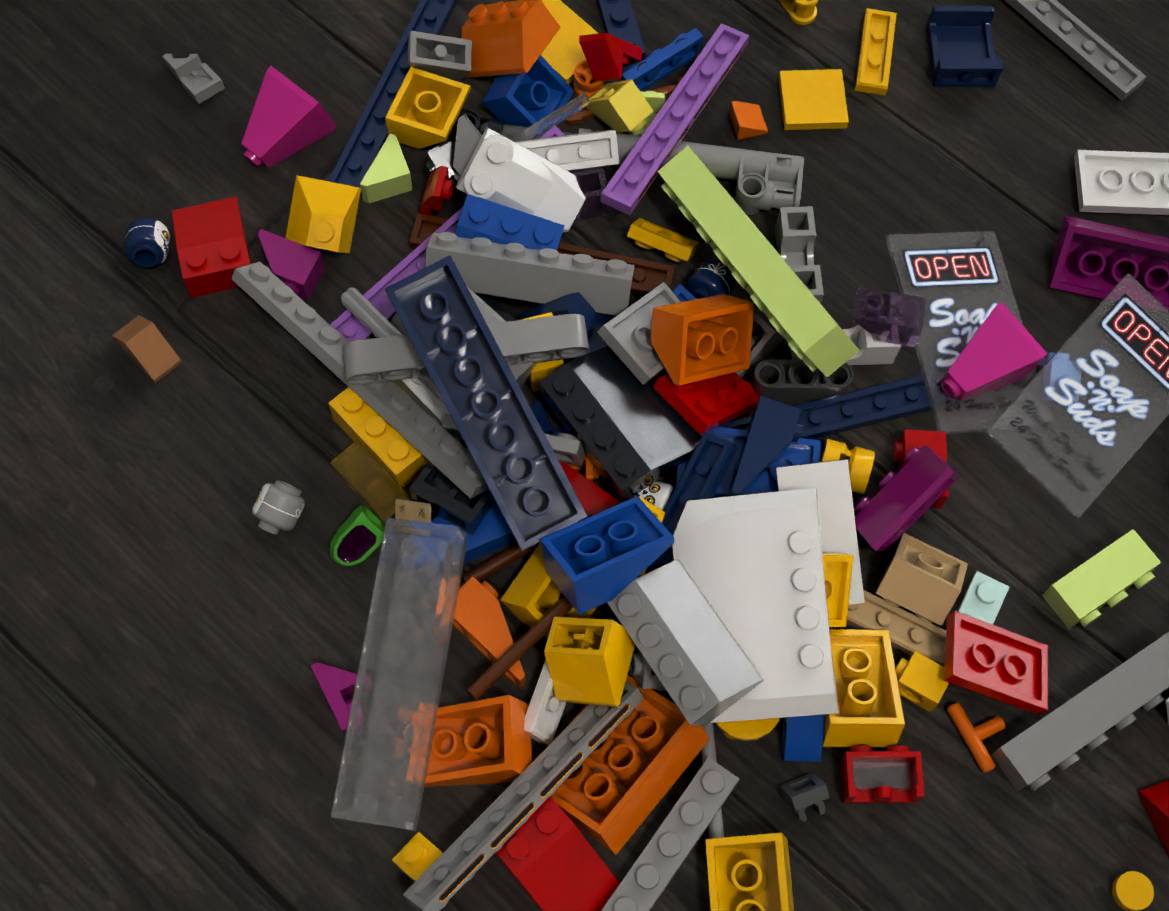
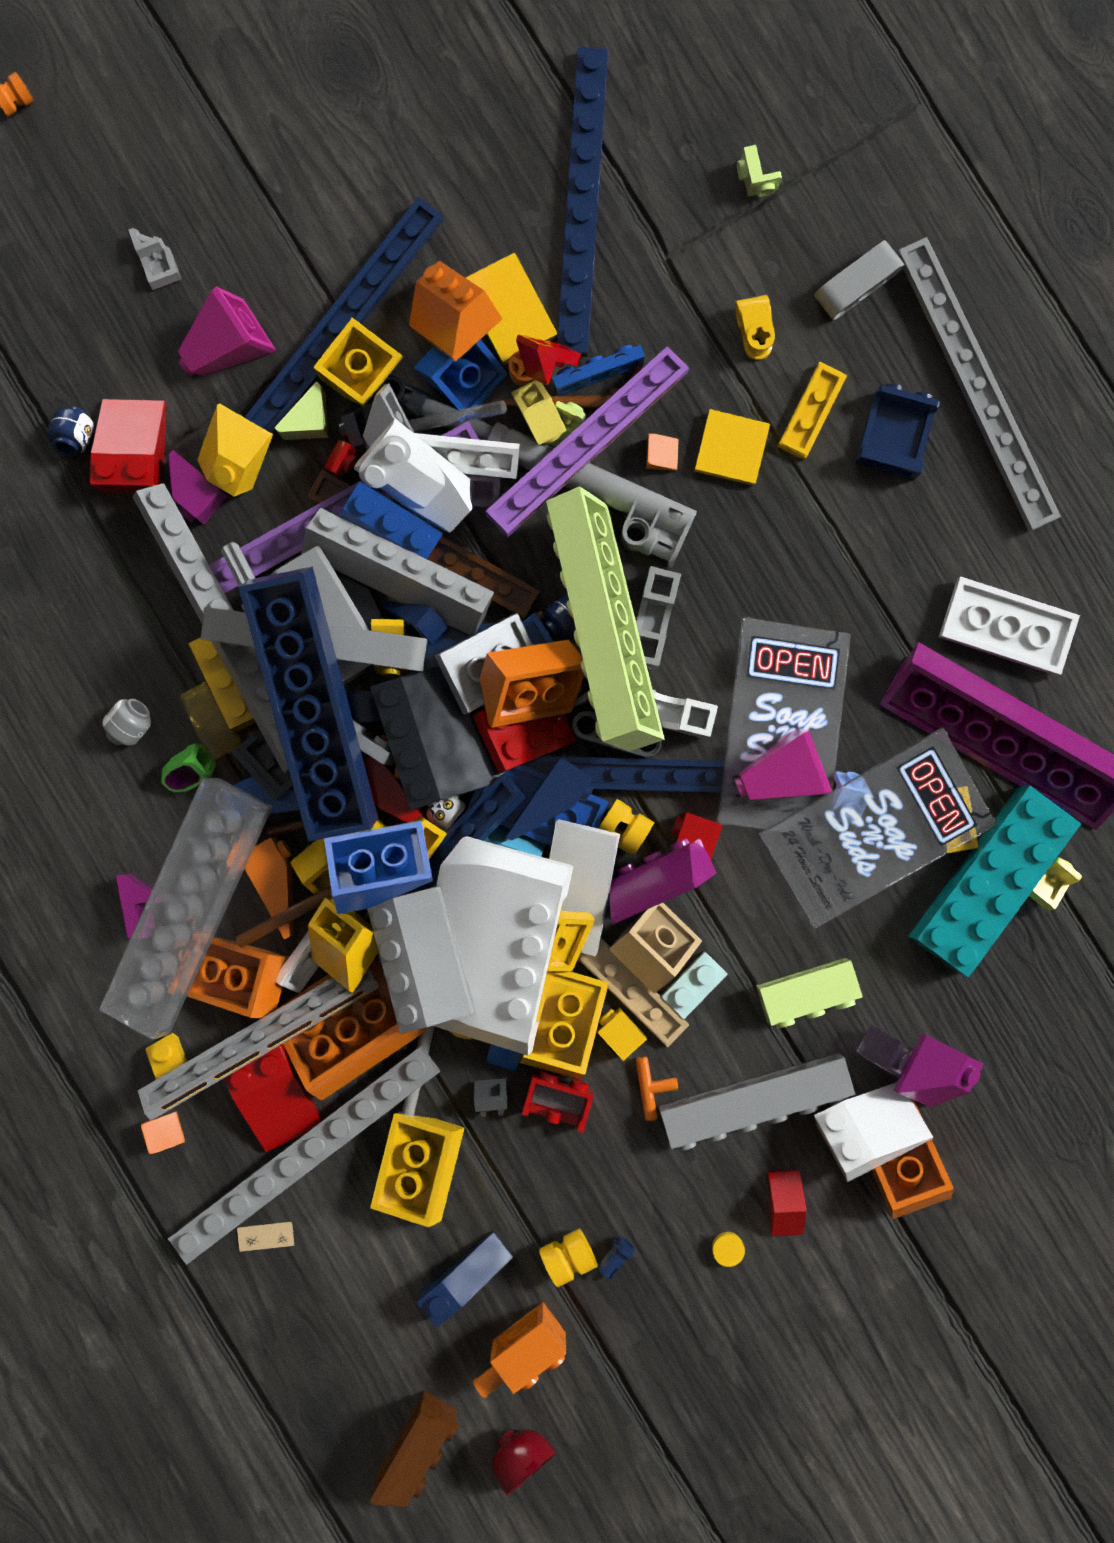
camera: 15 degrees right, 20 degrees up
(147, 348) = (48, 534): medium nougat slope -> none
(412, 510) = (235, 767): tan sticker -> none
(440, 54) = (383, 309): light grey slope -> none
(654, 236) = (536, 557): yellow plate -> none
(889, 315) = (703, 710): clear purple slope -> none
(996, 663) = (686, 1040): plate -> none

